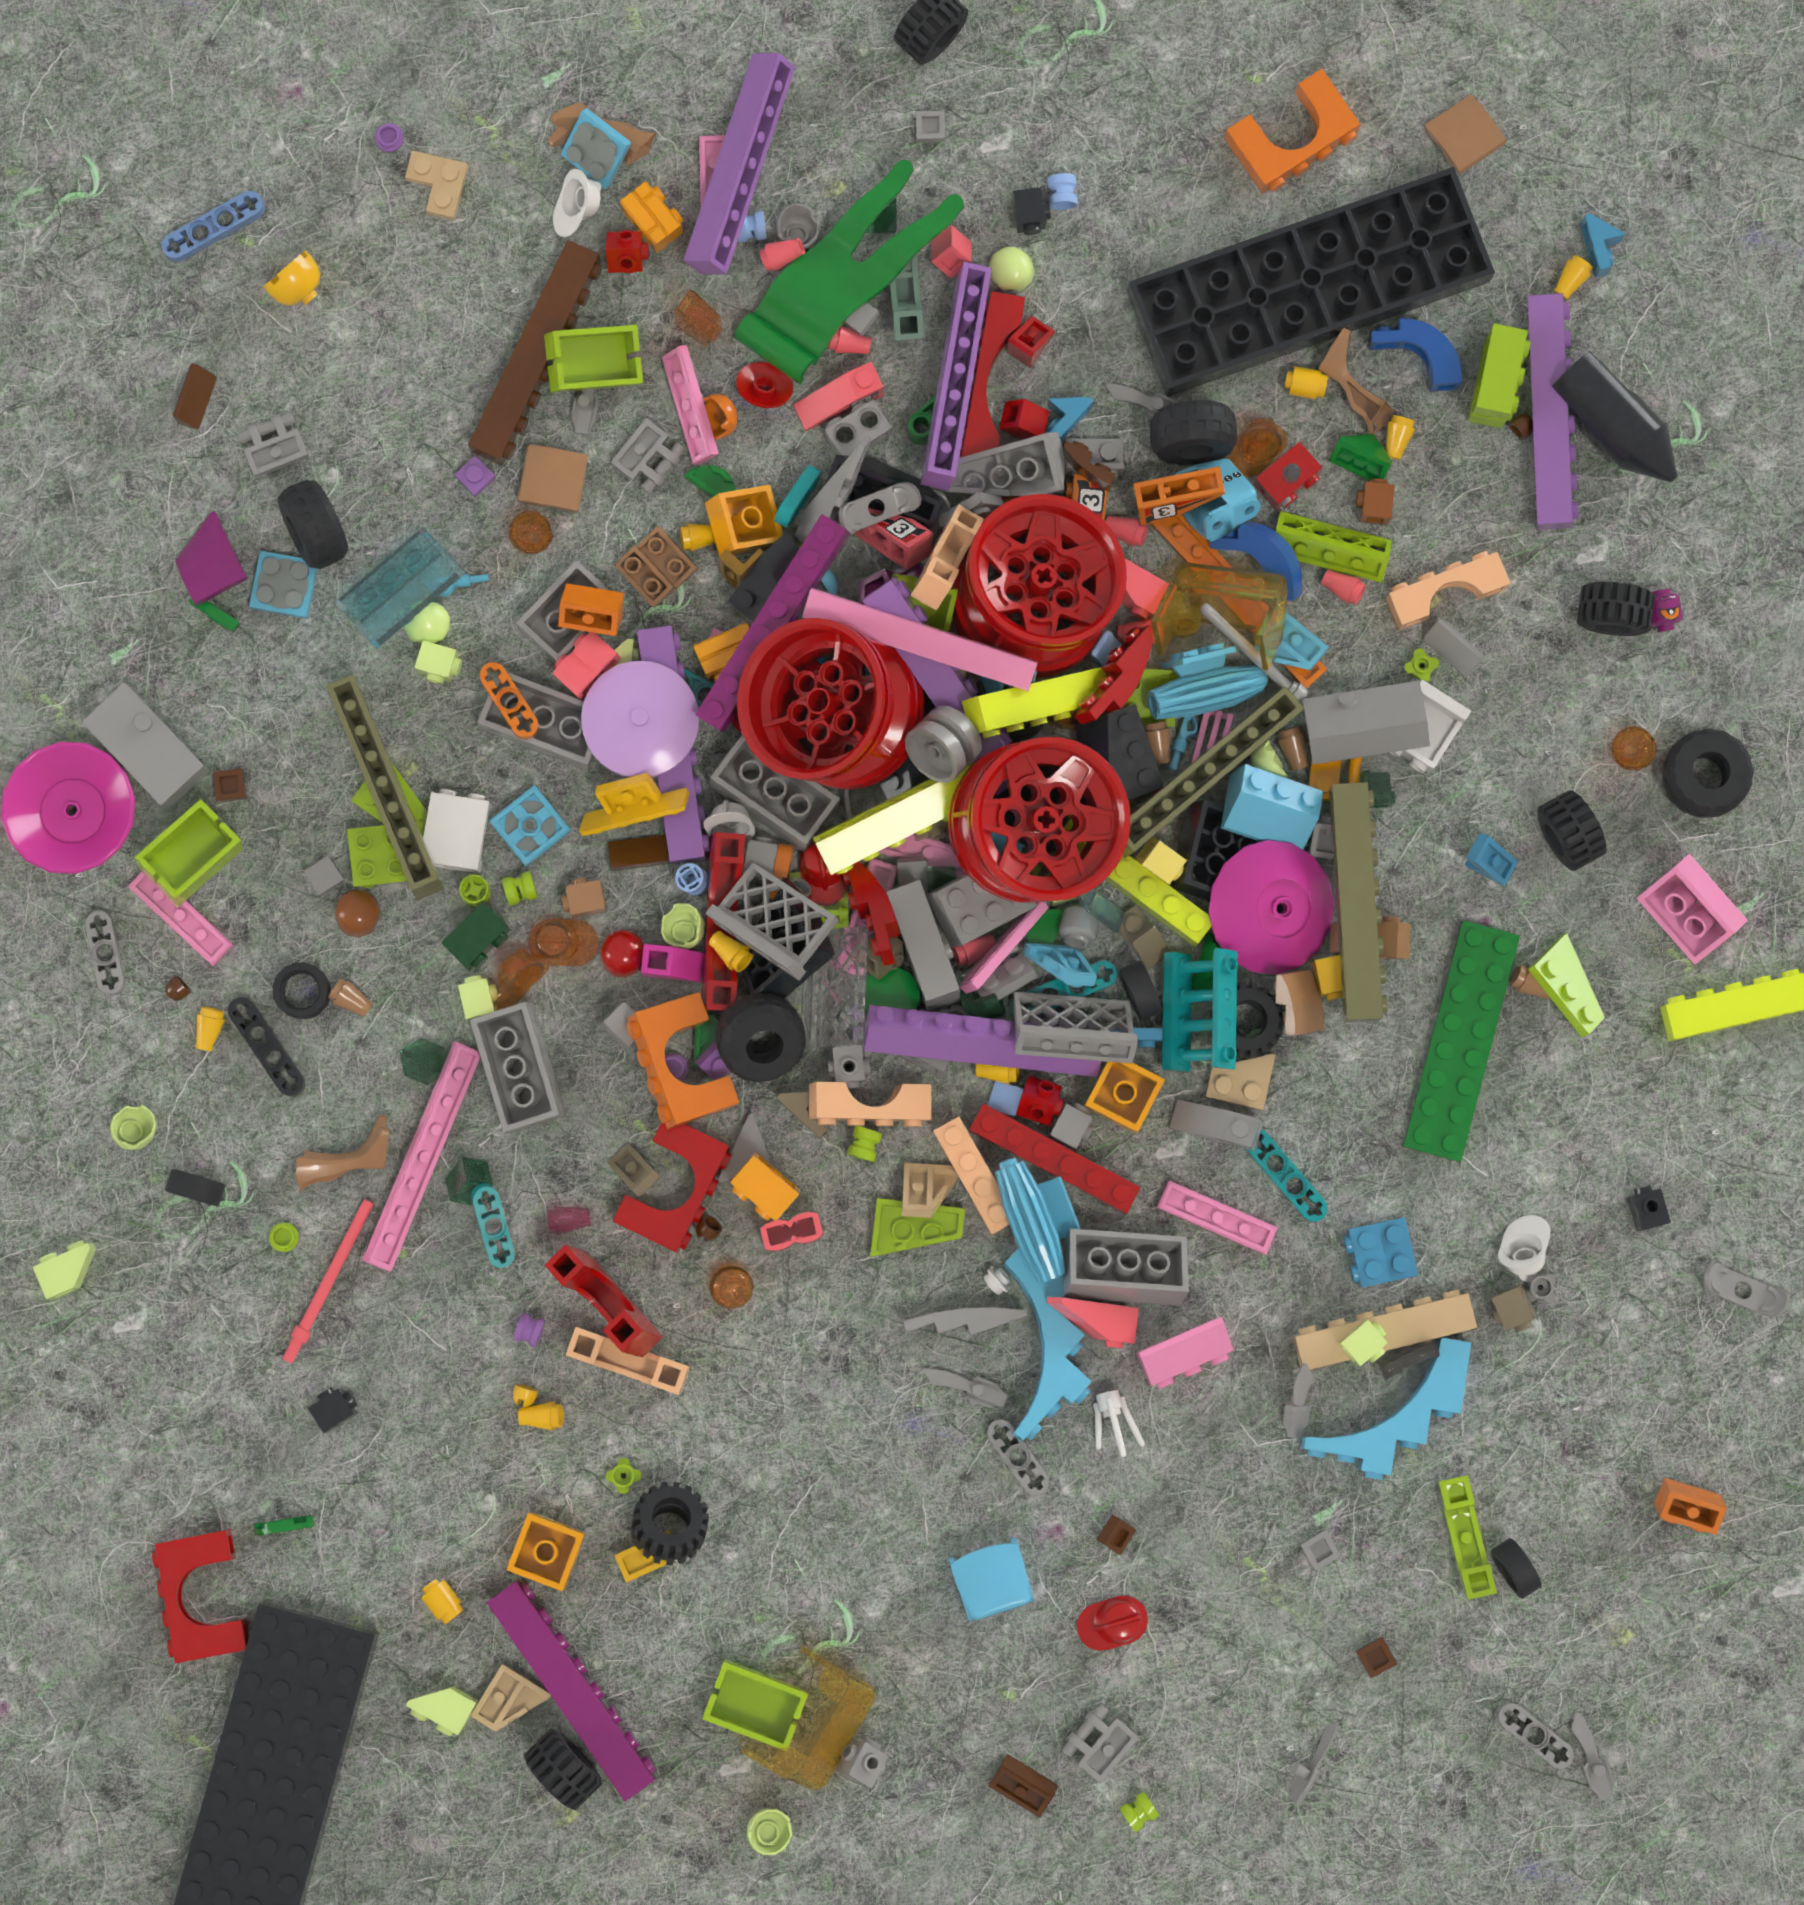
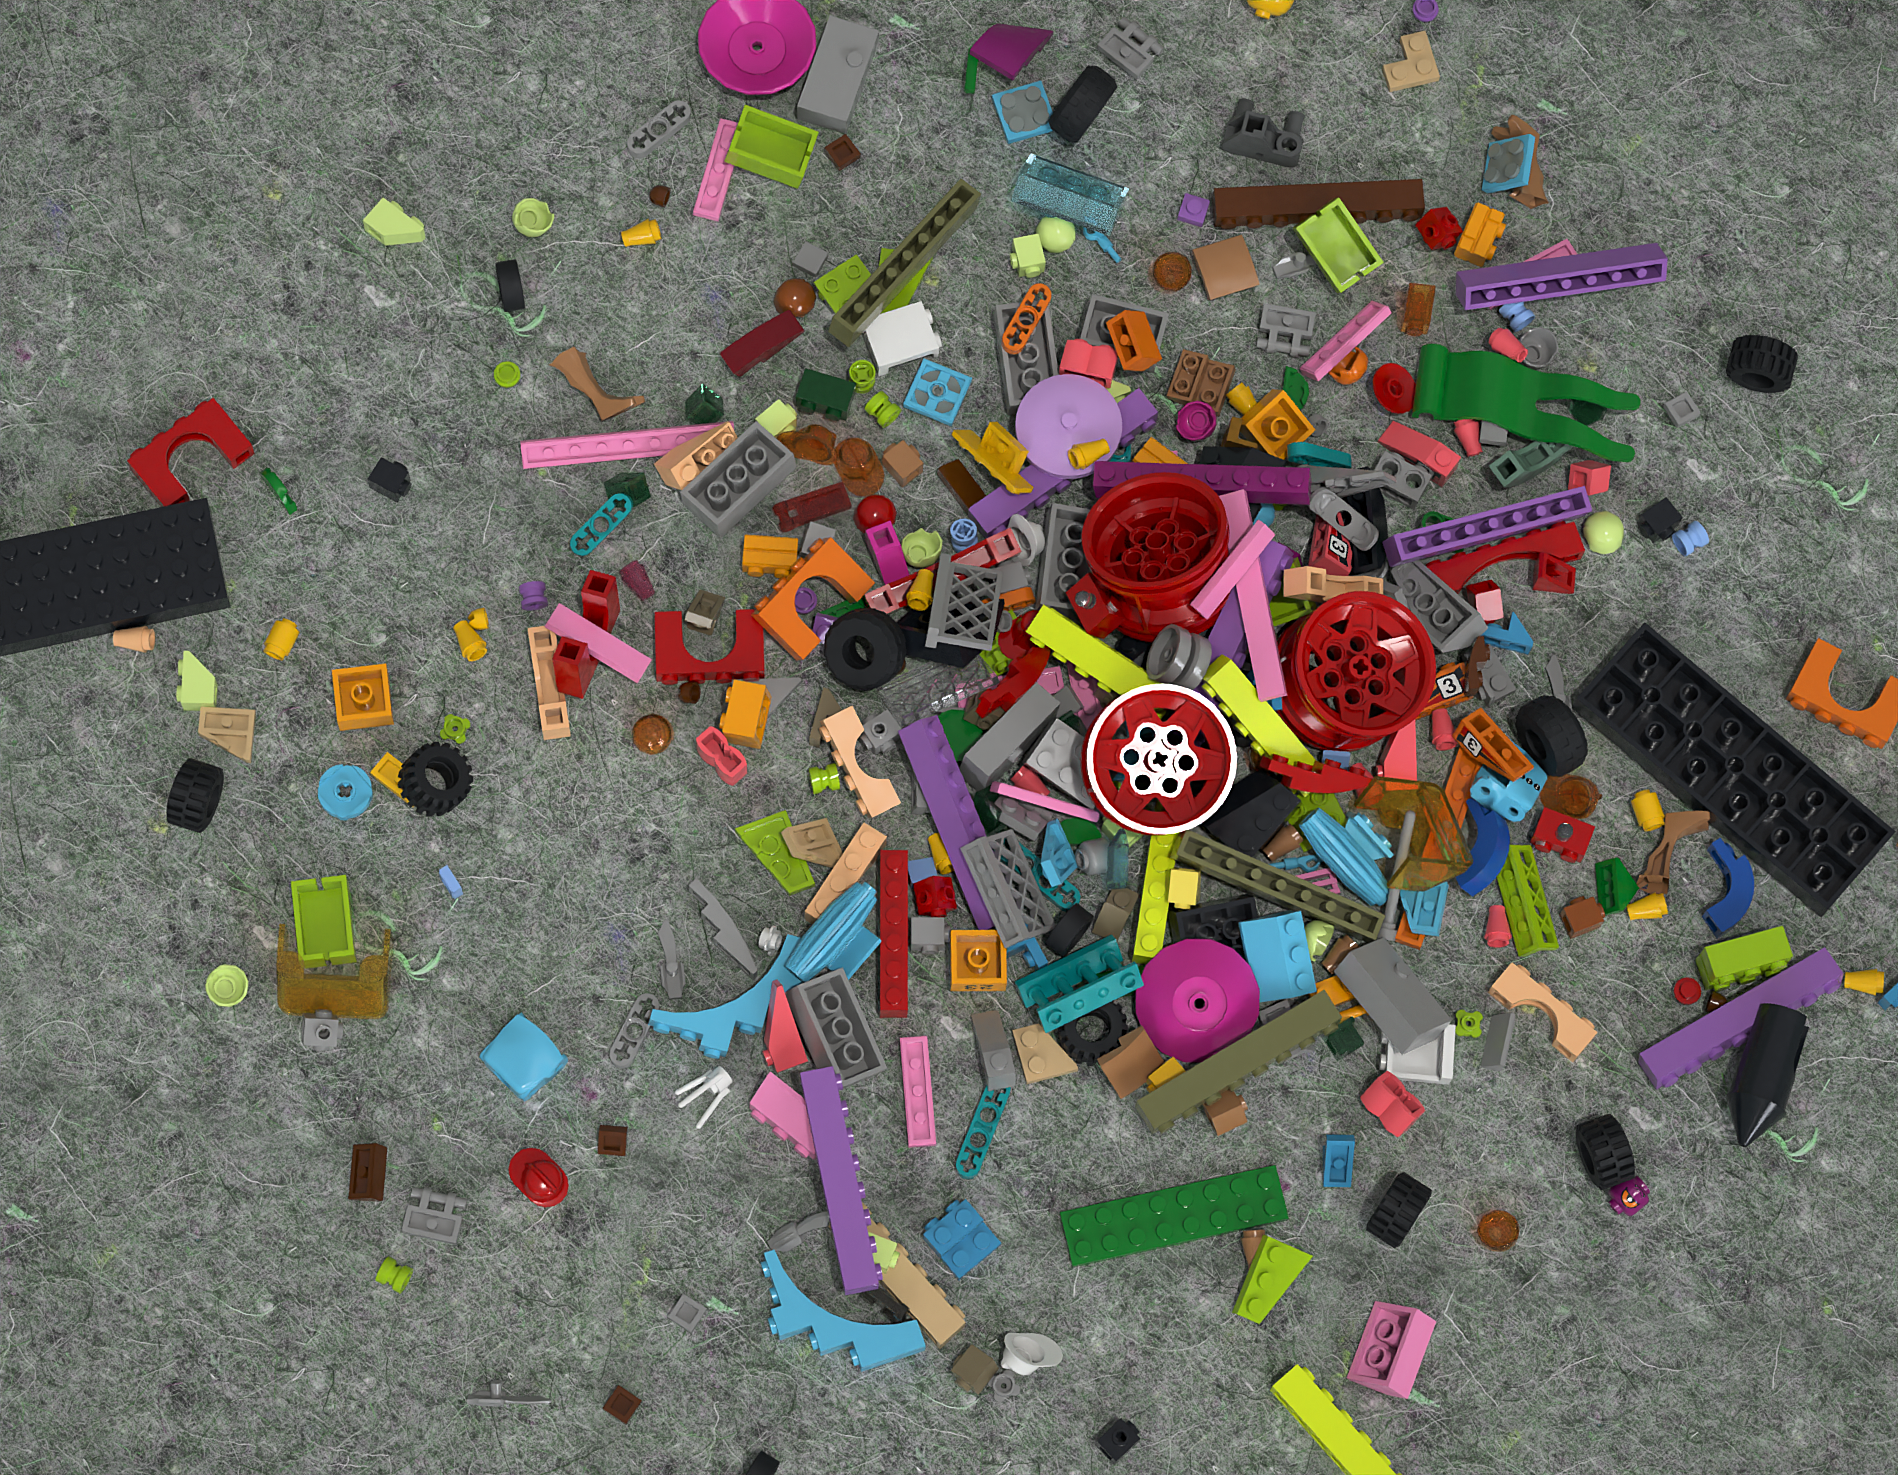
camera: 55 degrees right, 10 degrees down
(270, 1044) = (646, 283): black beam -> none
(279, 990) = (714, 306): black tyre -> none
(301, 1333) = (437, 426): coral bar -> none
(350, 998) = (724, 325): medium nougat cone -> none
(364, 1745) = (135, 638): none -> light nougat cone
(388, 970) = (762, 343): none -> dark red slope
(447, 366) = (1259, 138): none -> dark grey piece
(472, 1100) = (692, 457): none -> light nougat slope
(572, 1690) = (261, 775): magenta brick -> none
(576, 202) = (1458, 173): white piece -> none
(582, 1009) = (812, 506): none -> clear red plate
(611, 1077) = (769, 555): none -> light orange brick
(616, 1293) = (600, 643): none -> bright pink tile
(646, 1625) = (346, 776): none -> medium azure plate
(682, 718) = (1086, 453): none -> yellow cone
(696, 593) = (1196, 421): none -> dark pink hair
(758, 477) = (1321, 422): none -> light grey hinge
(778, 1560) = (450, 882): none -> light blue tile
(844, 796) = (1095, 606): none -> red piece
(888, 644) = (1232, 569): none -> bright pink tile
(1284, 1344) = (839, 1180): none -> medium lavender brick
(1465, 779) = (1392, 1104): none -> coral brick
(1466, 1537) = (762, 1428): lime slope -> none
(1496, 445) = (1687, 991): none -> red plate
(1727, 754) = (1528, 1281): black tyre -> none

